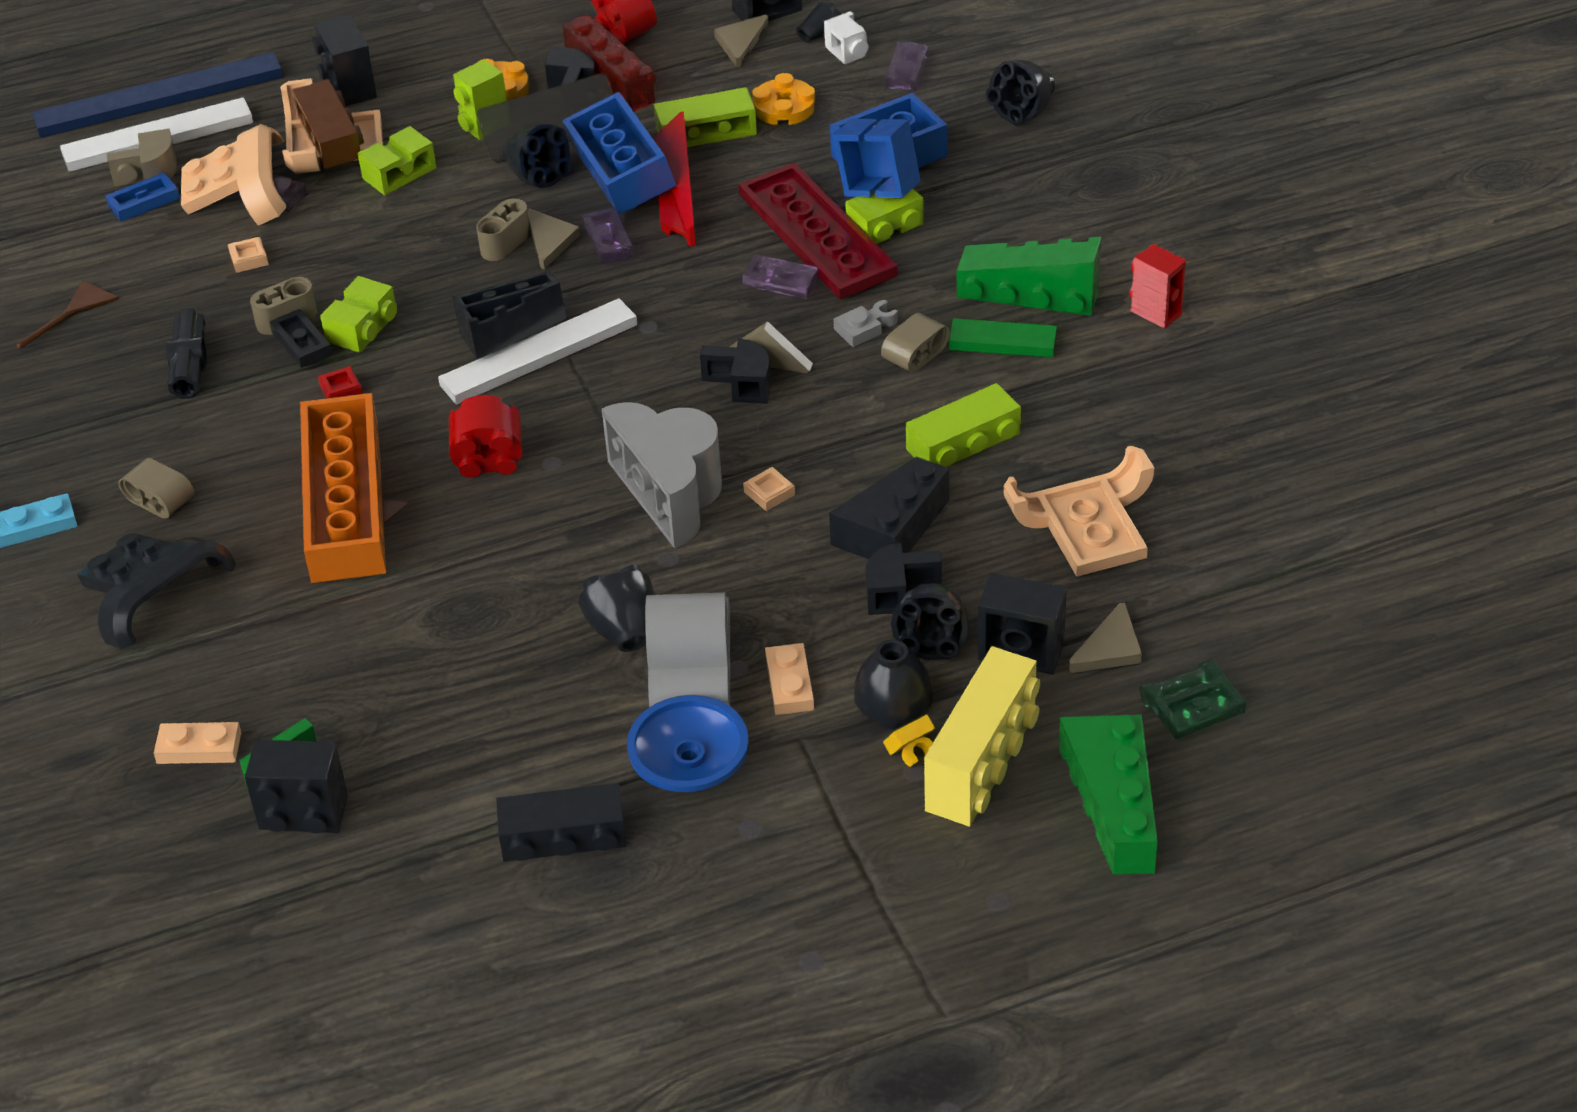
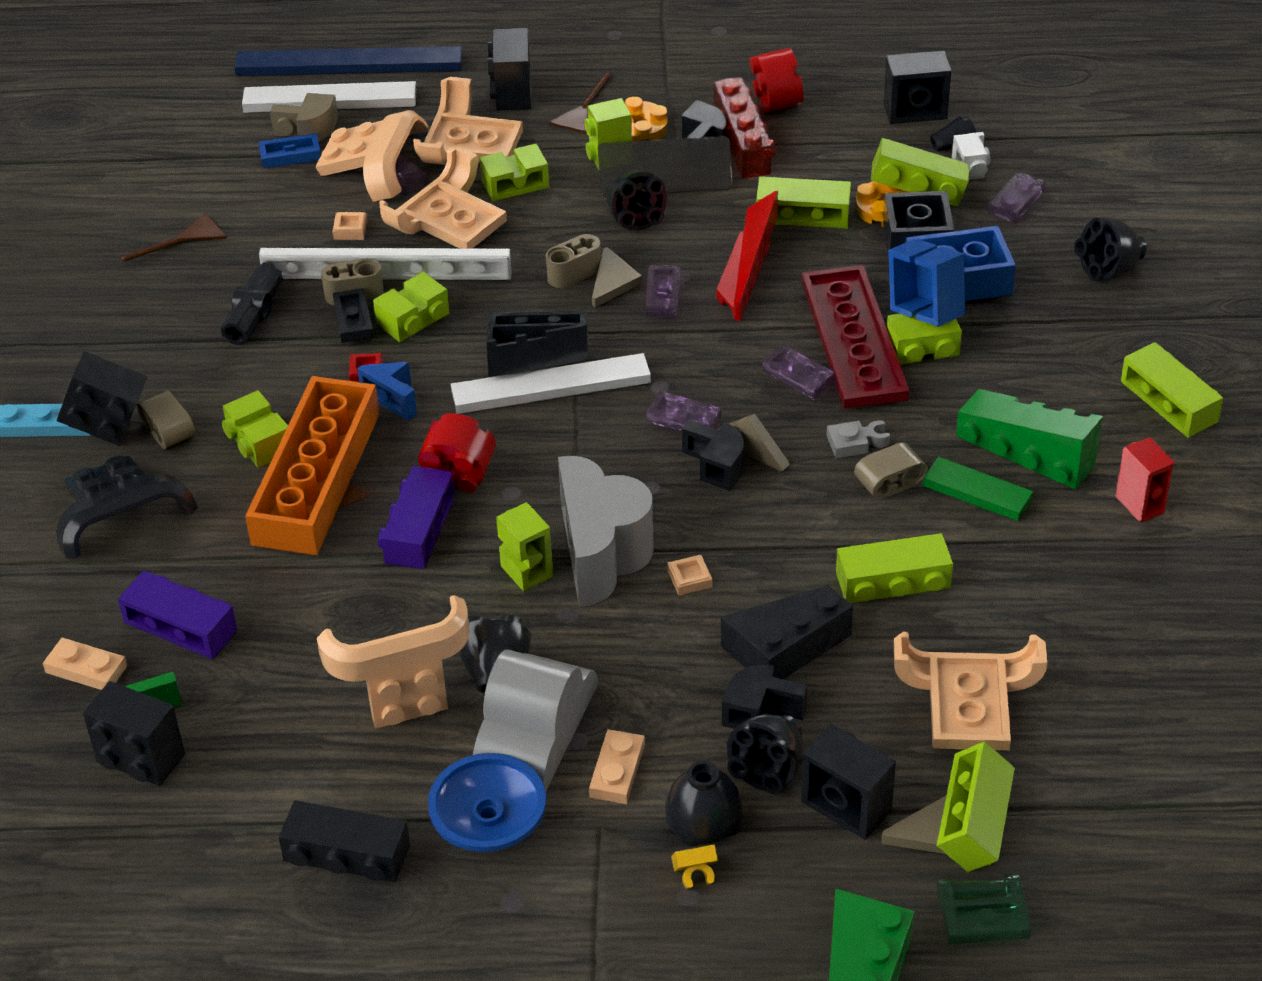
camera: 20 degrees right, 0 degrees up
(85, 481) = (101, 398): none -> black brick
(260, 472) = (254, 427): none -> lime brick
(273, 666) = (178, 614): none -> dark purple brick
(325, 275) = (395, 262): none -> white tile
(328, 123) = (467, 118): reddish brown brick -> none
(343, 213) = (447, 208): none -> light nougat piece
(390, 401) = (392, 386): none -> blue slope
(430, 95) = (575, 118): none -> piece
(472, 509) = (417, 517): none -> dark purple brick
(544, 646) = (400, 669): none -> light nougat piece
(602, 503) = (525, 546): none -> lime brick
(619, 153) = (705, 216): blue brick -> none
(685, 343) = (675, 411): none -> clear purple plate
(740, 37) = (872, 129): dark tan tile -> none
(808, 62) = (919, 170): none -> lime brick
(824, 103) = (915, 215): none -> black brick
(981, 736) = (754, 882): light yellow brick -> none
(1138, 202) = (1171, 389): none -> lime brick
(1146, 612) = (976, 807): none -> lime brick

